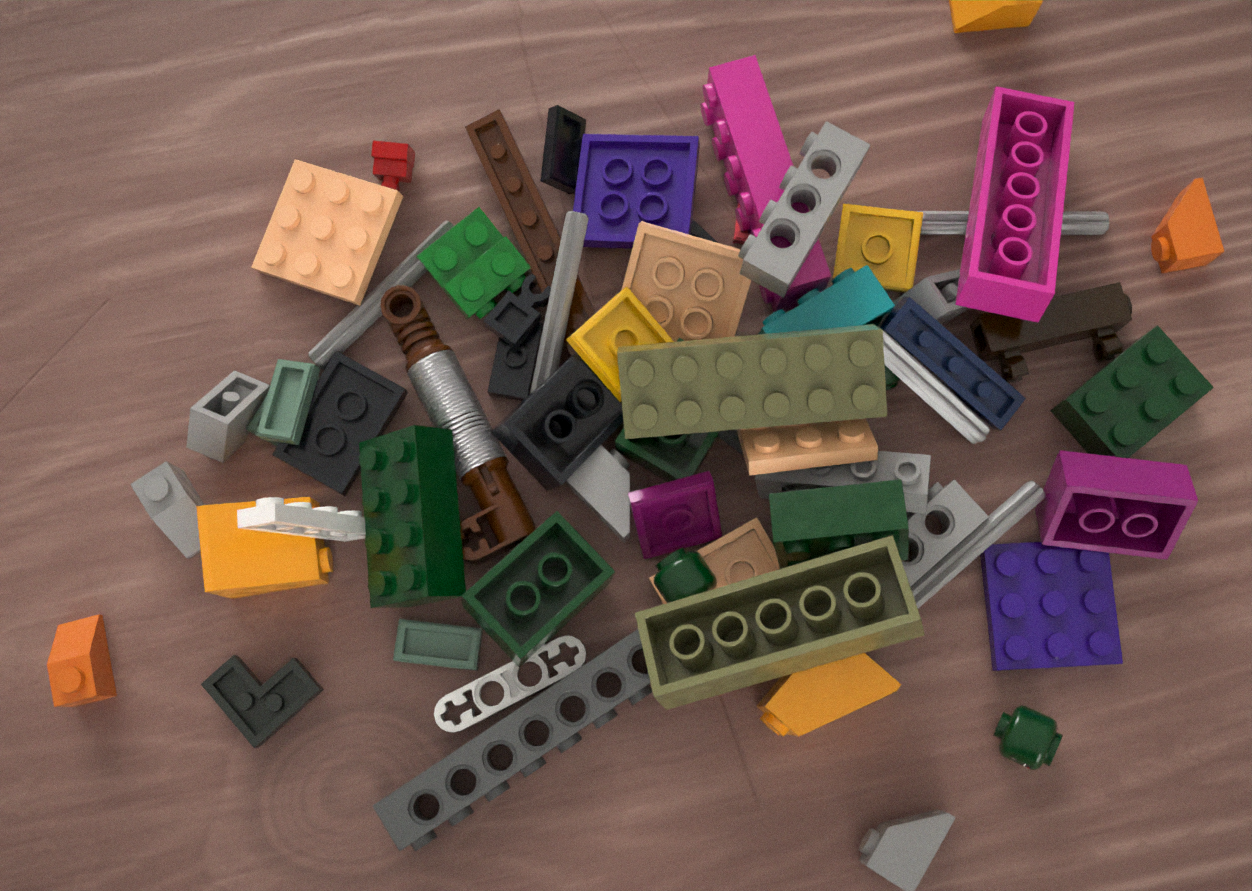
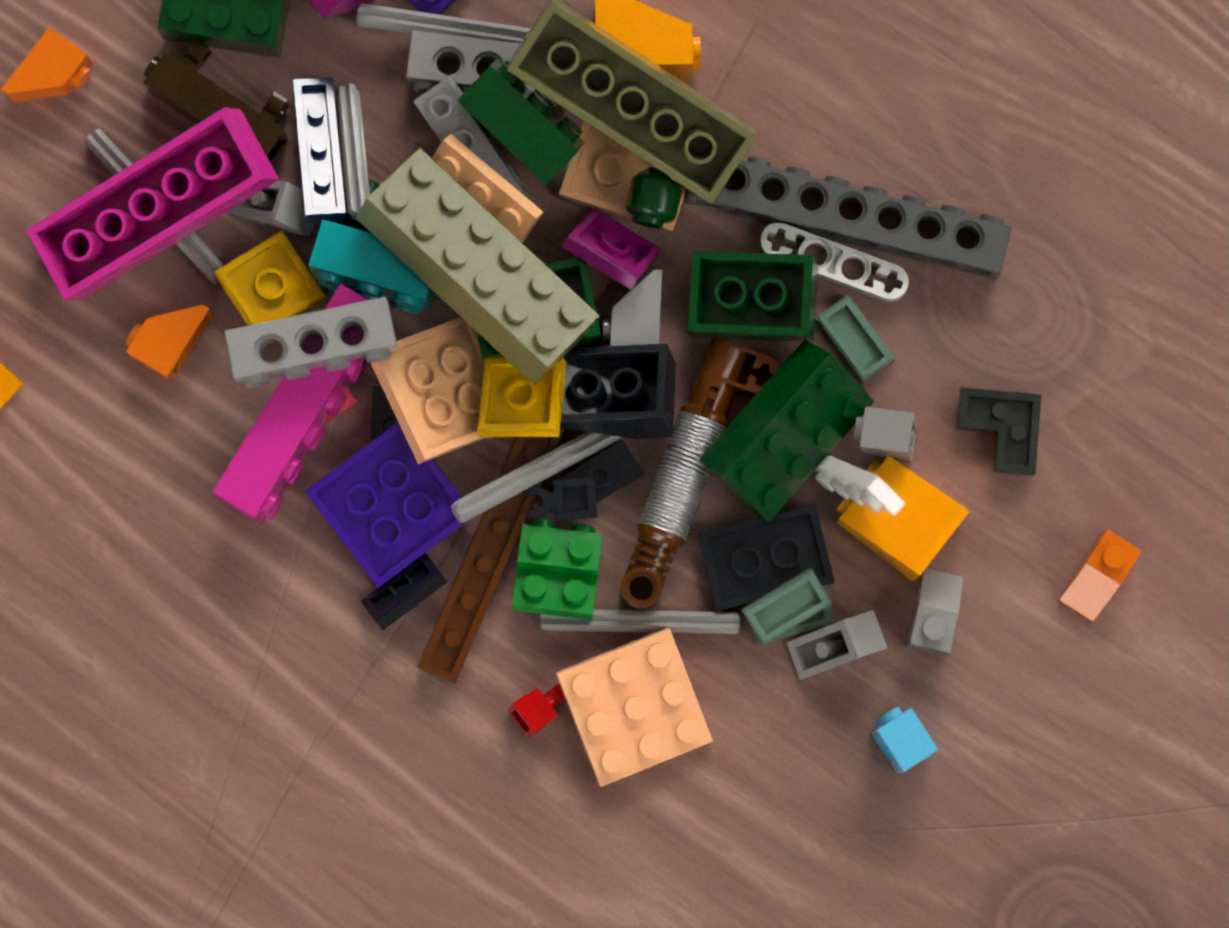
camera: 135 degrees left, 5 degrees up
(105, 392) = (903, 739): none -> medium azure brick
(334, 591) = (887, 433): none -> light grey slope
(897, 142) = (168, 339): none -> orange slope

